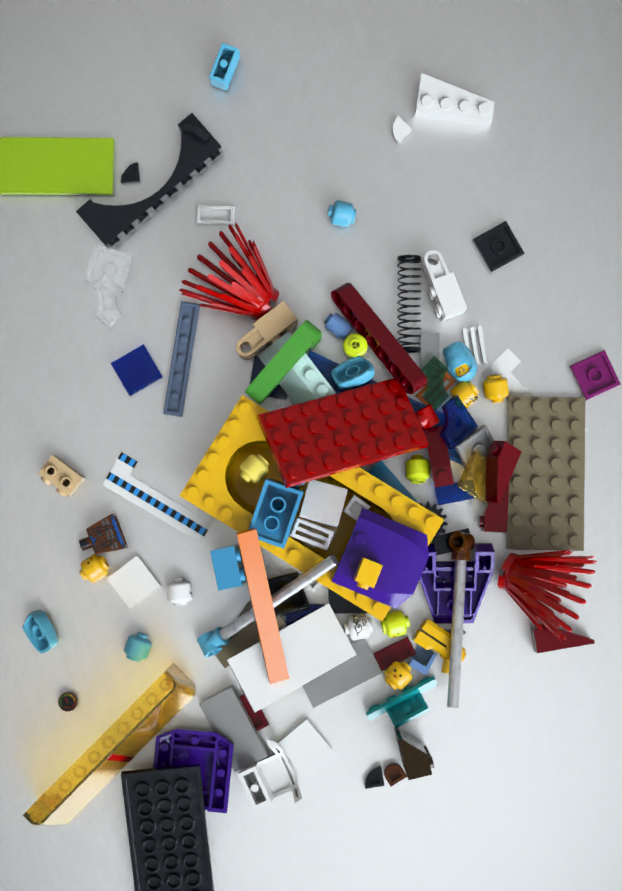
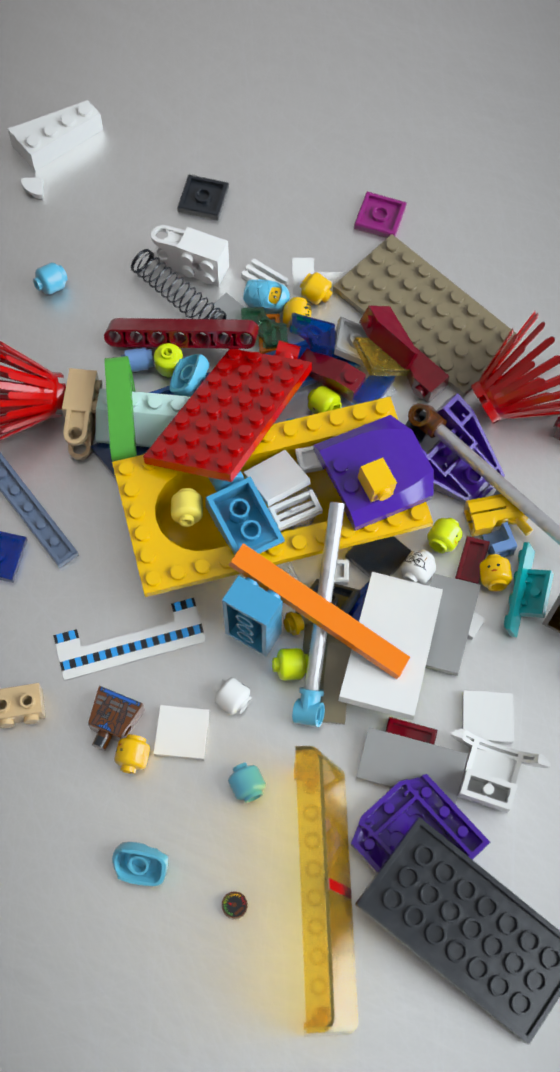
camera: 45 degrees left, 20 degrees down
(228, 607) = (290, 664): none -> neon yellow head

